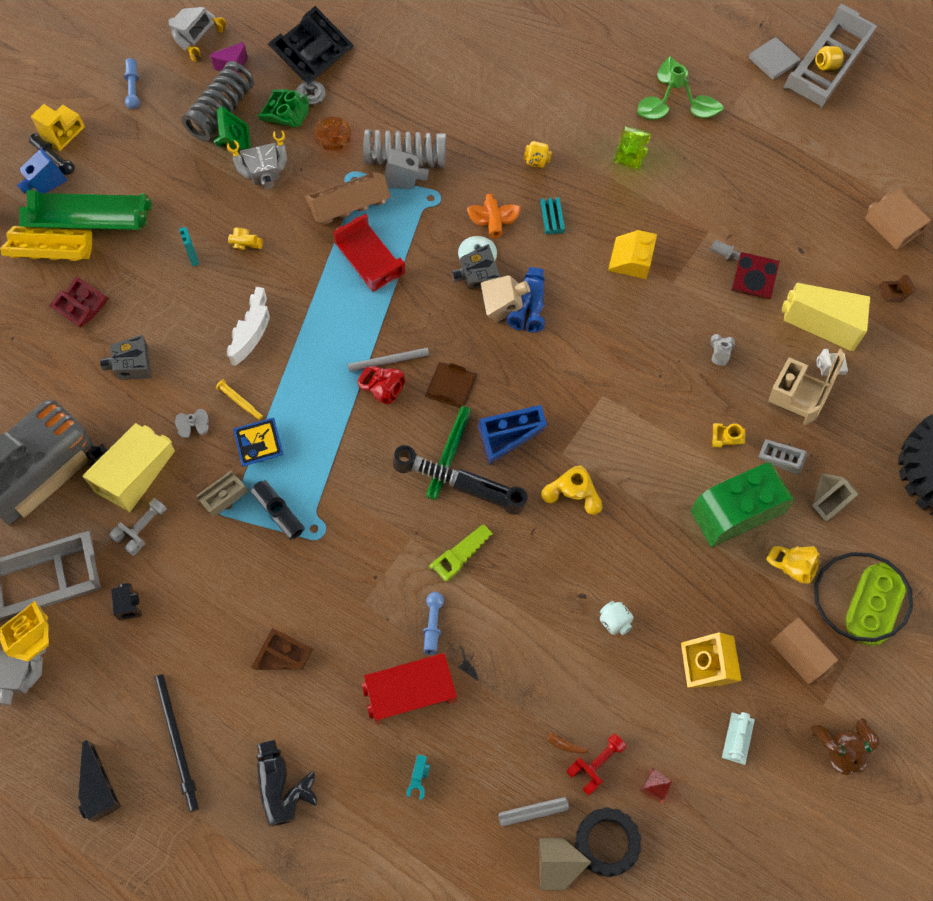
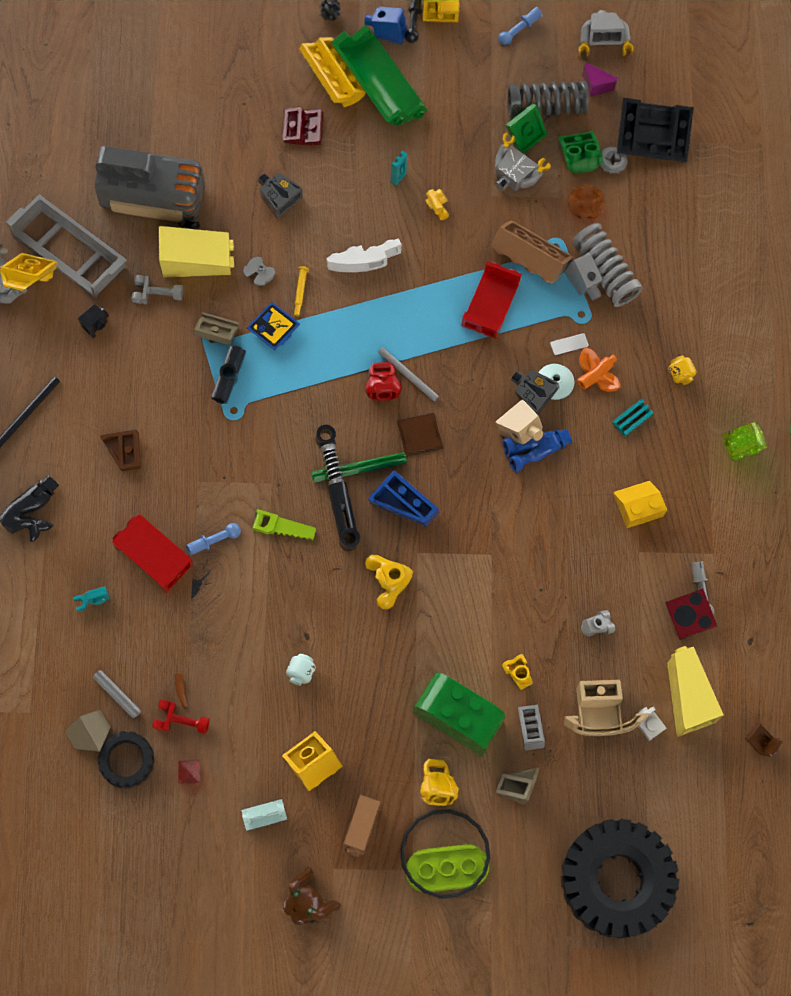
camera: 55 degrees right, 5 degrees up
(451, 222) = (569, 344): none -> white sticker

